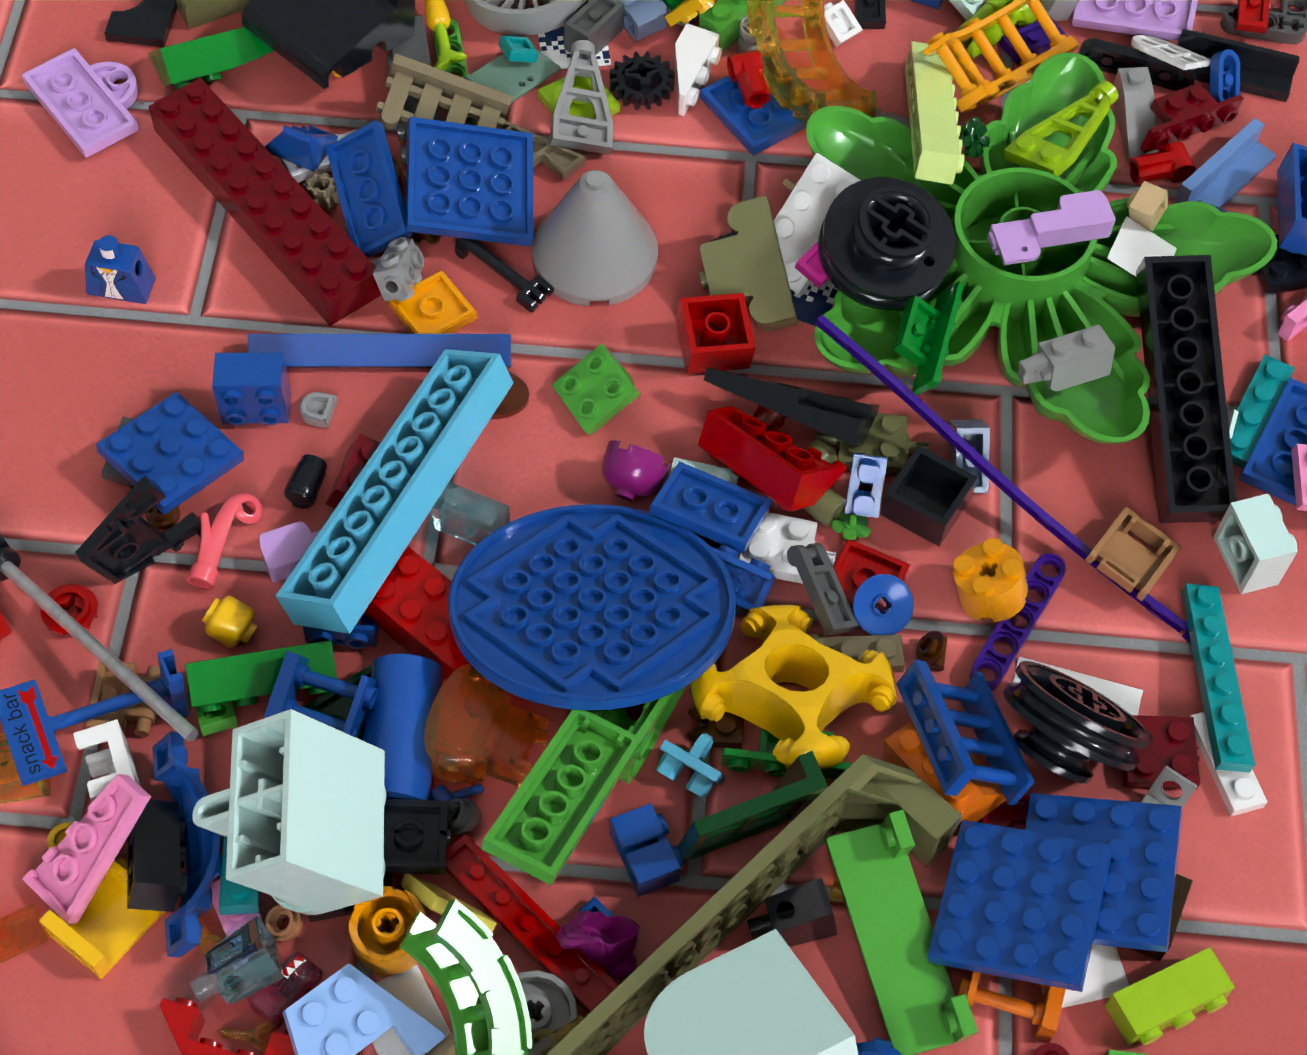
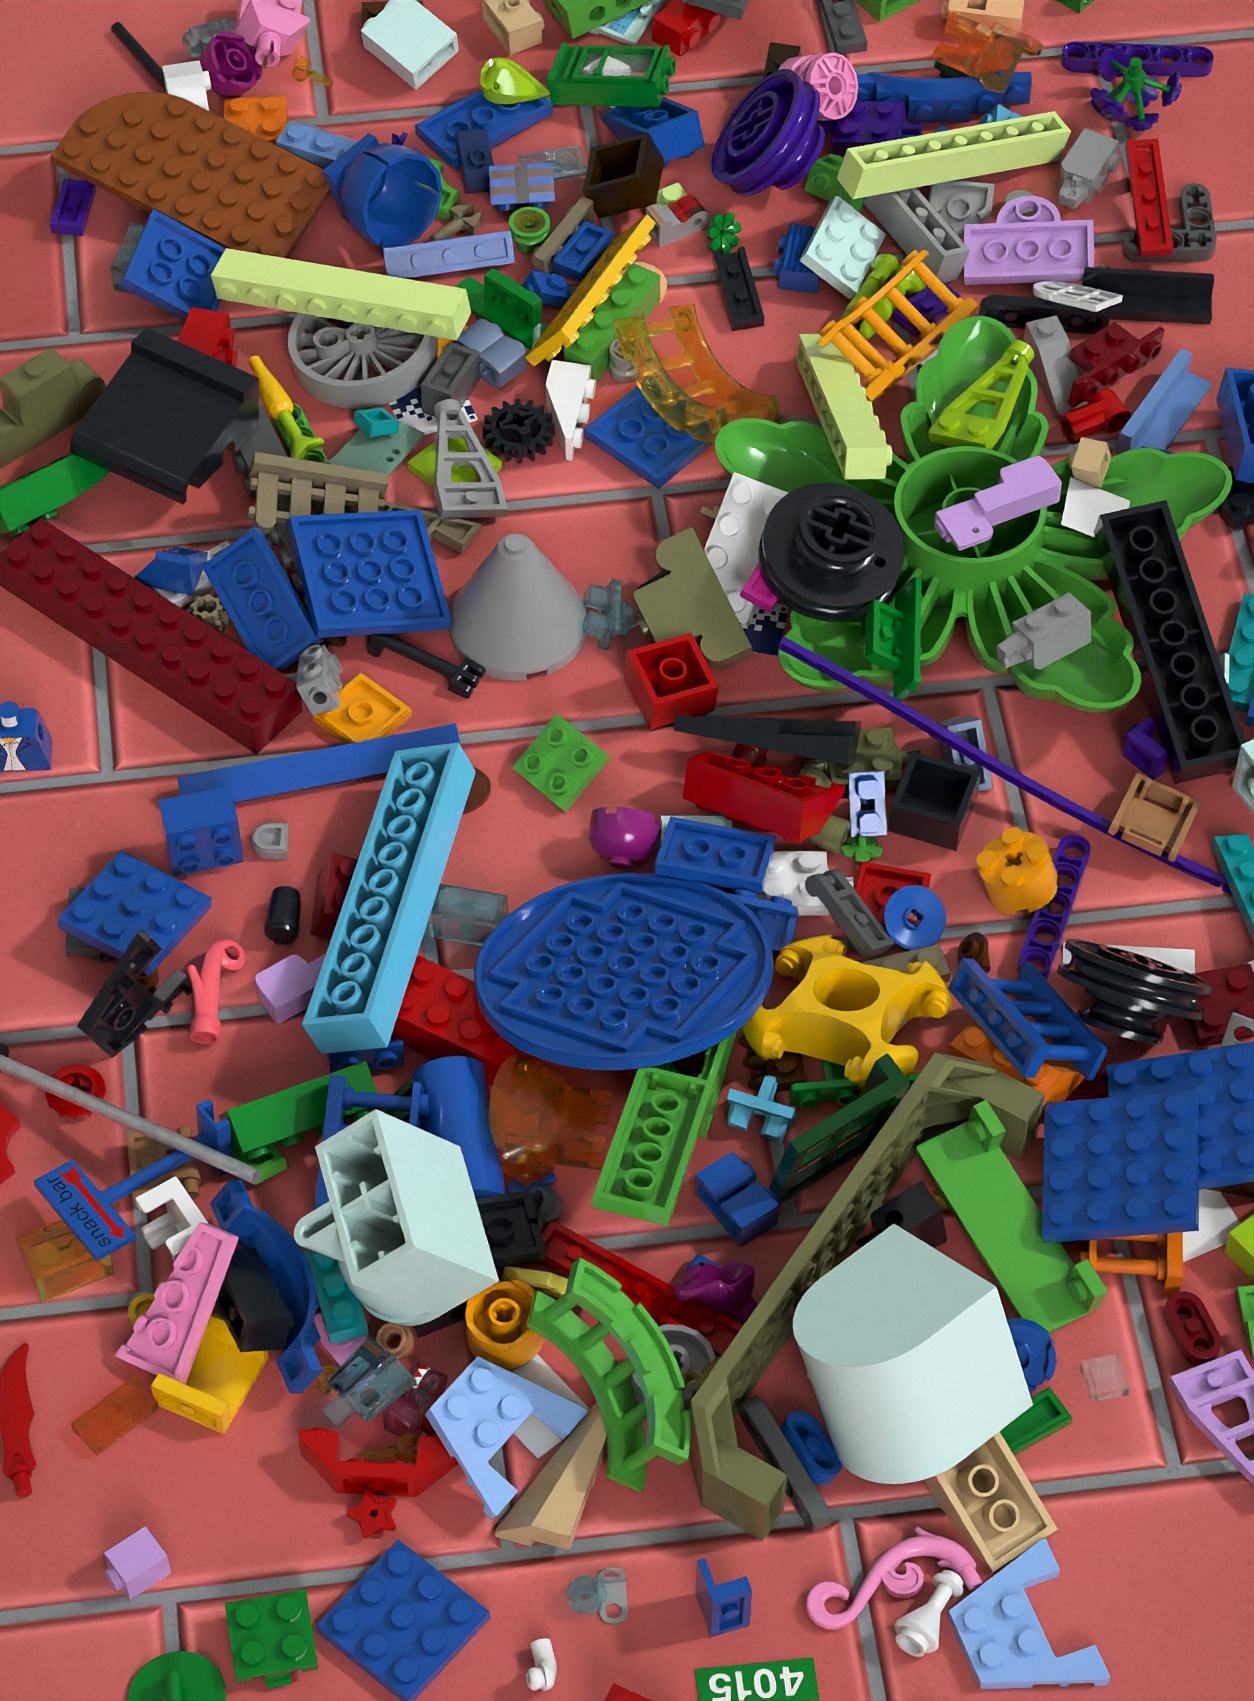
camera: 10 degrees left, 5 degrees down
(229, 621) = (249, 1068): yellow head -> none
(679, 262) = (613, 615): none -> clear light blue hips
(747, 72) = (633, 401): red piece -> none
(840, 23) = (717, 328): white bracket -> none
(973, 137) = (892, 423): dark green plant -> none
(1137, 486) = (1144, 751): none -> dark purple bracket
(1224, 75) = (1139, 309): blue plate -> none

